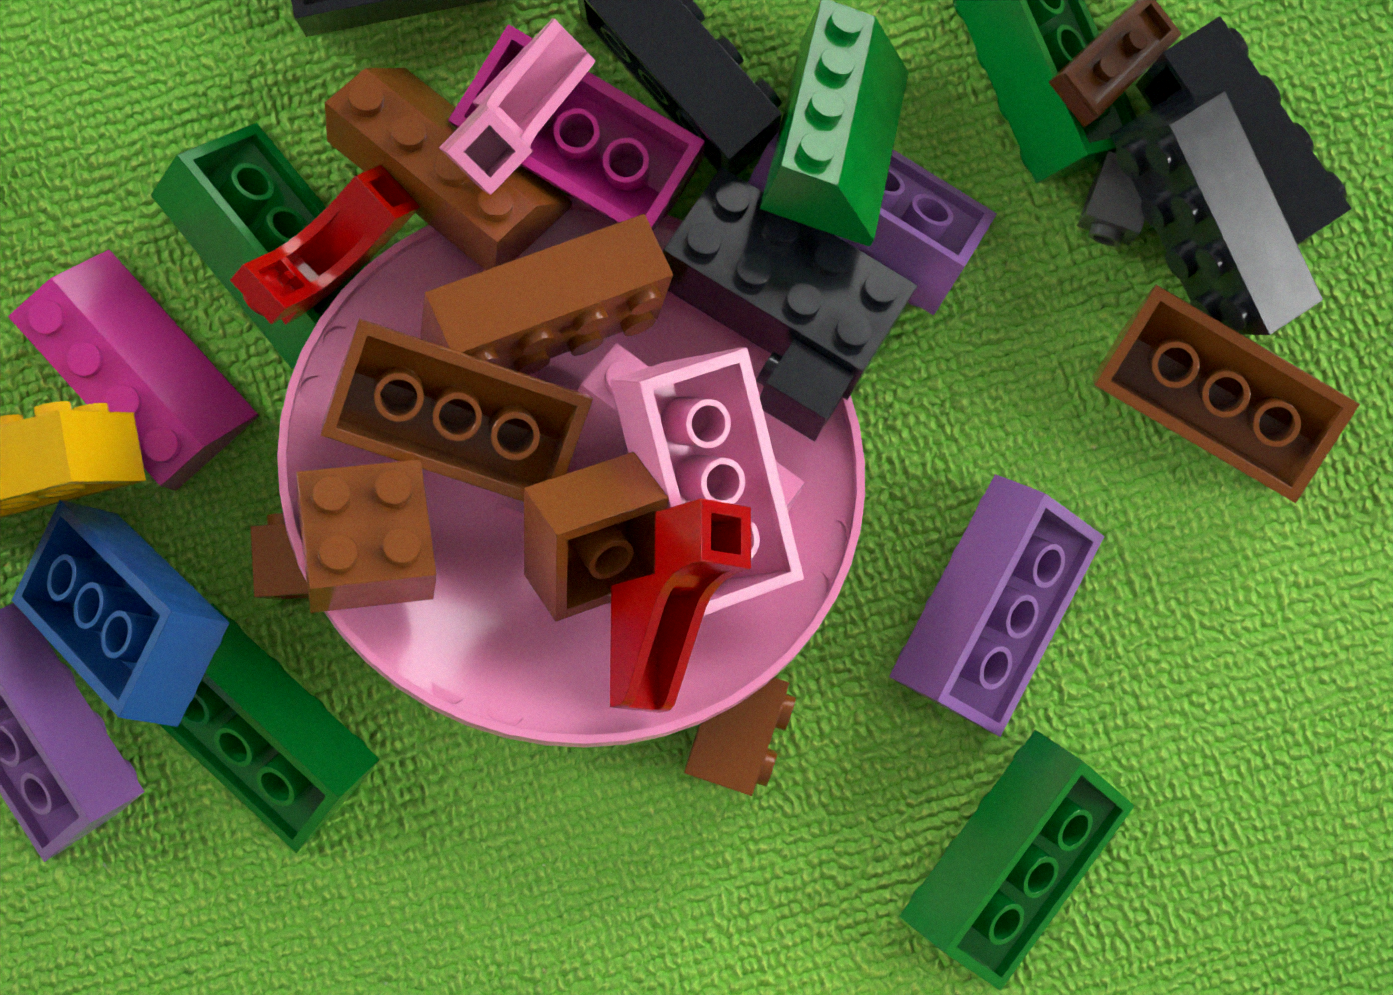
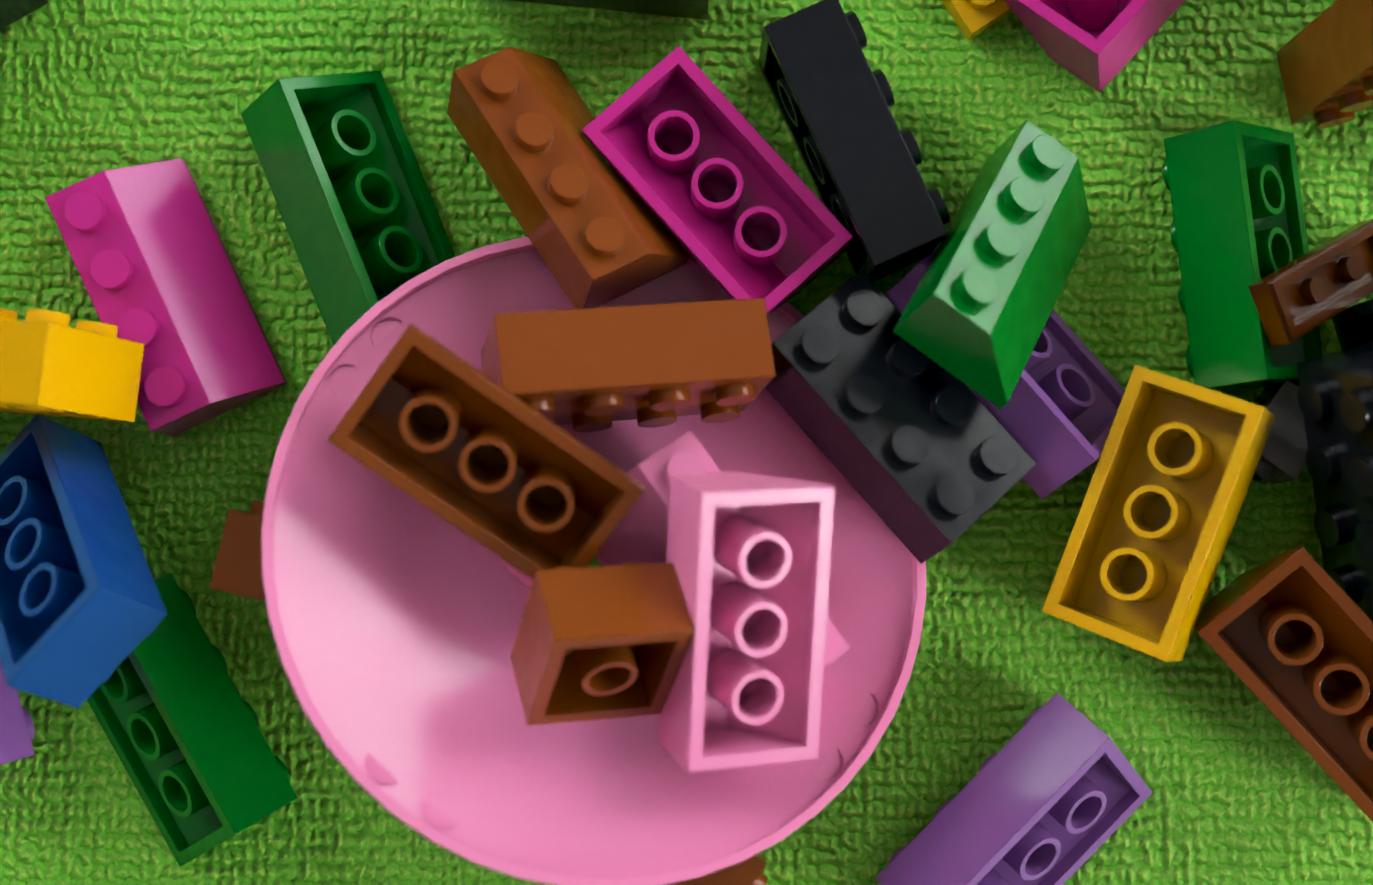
camera: 15 degrees right, 0 degrees up
(328, 249) = (406, 233): red arch -> none
(365, 535) = (342, 567): dark orange brick -> none
(517, 107) = (659, 139): bright pink arch -> none
(662, 612) = (646, 762): red arch -> none
(802, 388) = (879, 540): black brick -> none
(1032, 294) = (1158, 513): none -> yellow brick

